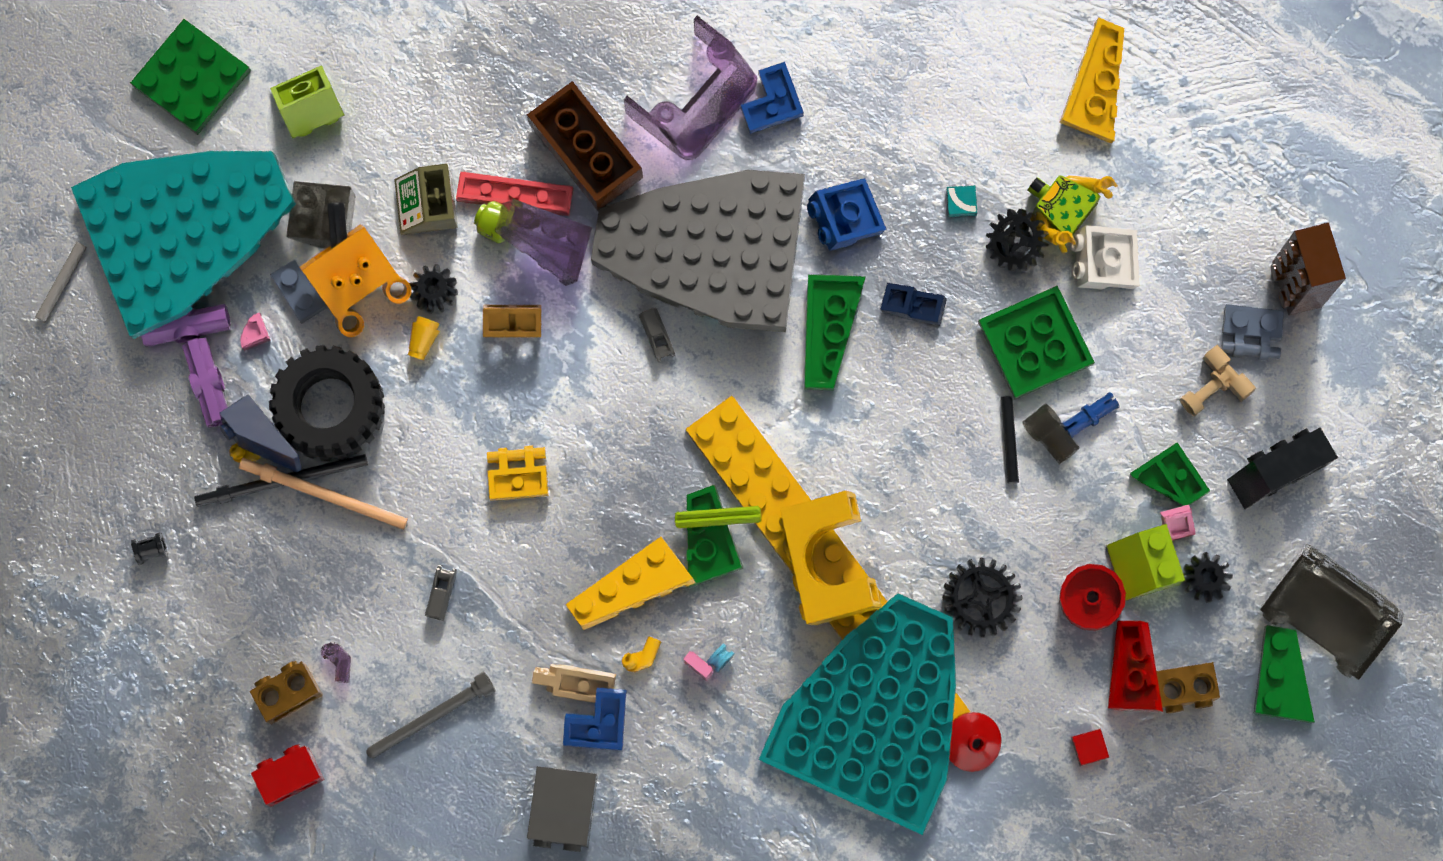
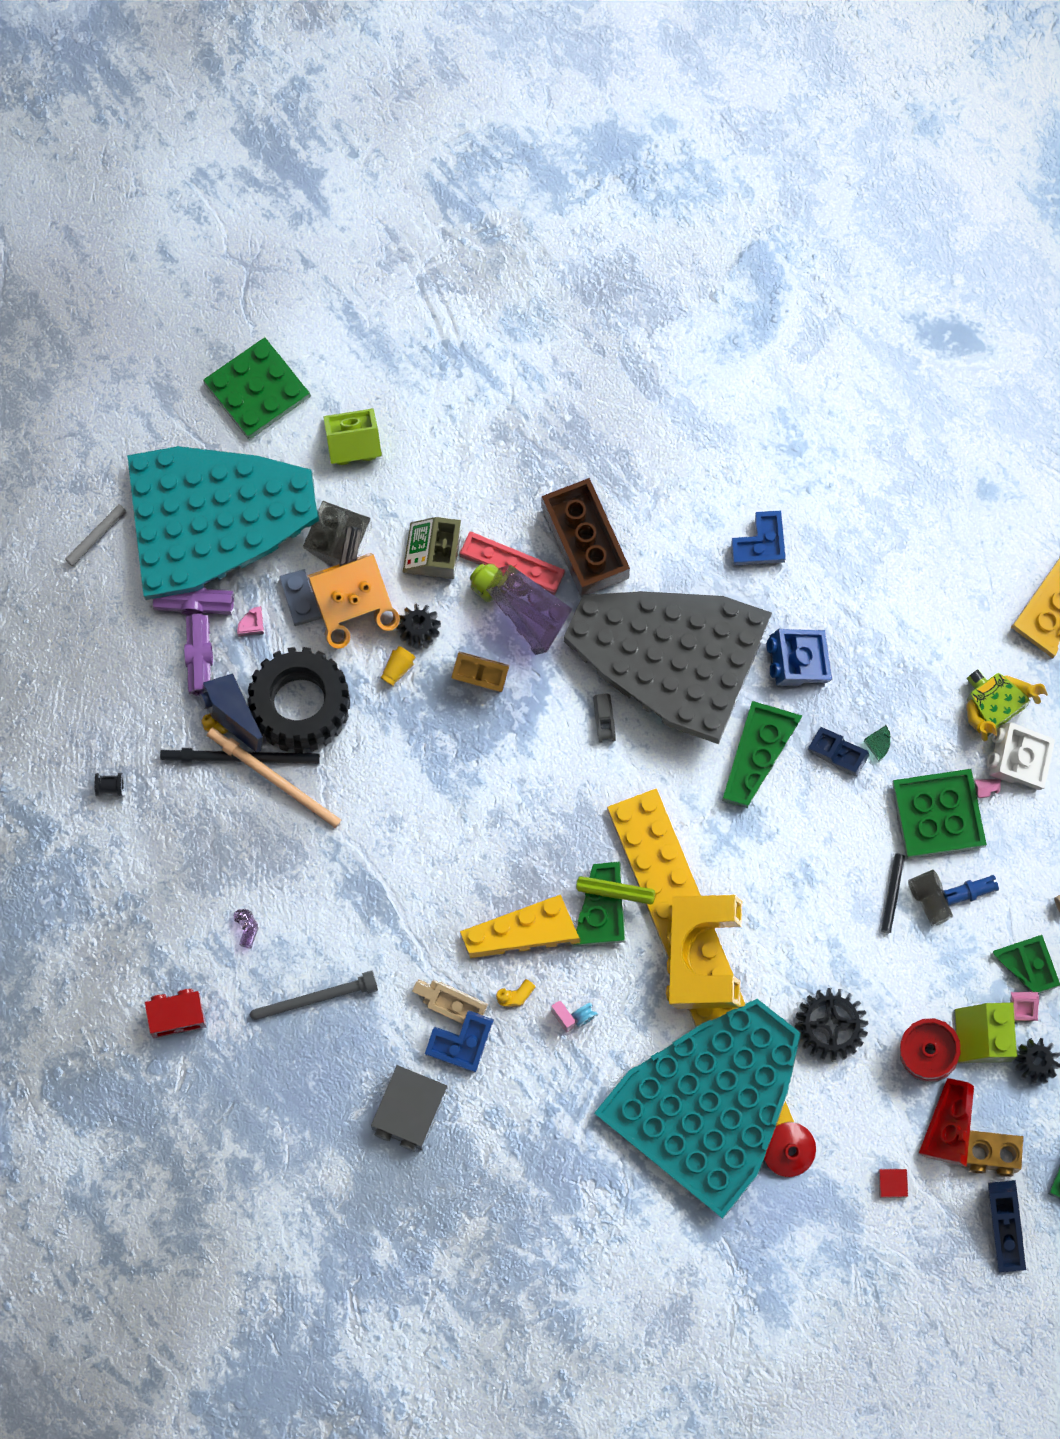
camera: 10 degrees right, 5 degrees down
(288, 700) = (195, 948): pearl gold brick -> none
(440, 597) = (351, 895): dark grey bar -> none
(517, 482) = (447, 813): yellow plate -> none
(710, 109) = (704, 534): clear purple windscreen -> none
(953, 283) = (879, 742): none -> clear green tile
(961, 201) = (905, 673): teal tile -> none
(1015, 252) = (940, 731): black gear -> none
(1077, 300) = (986, 786): none -> bright pink tile
(1220, 760) = (1007, 1226): none -> dark blue slope

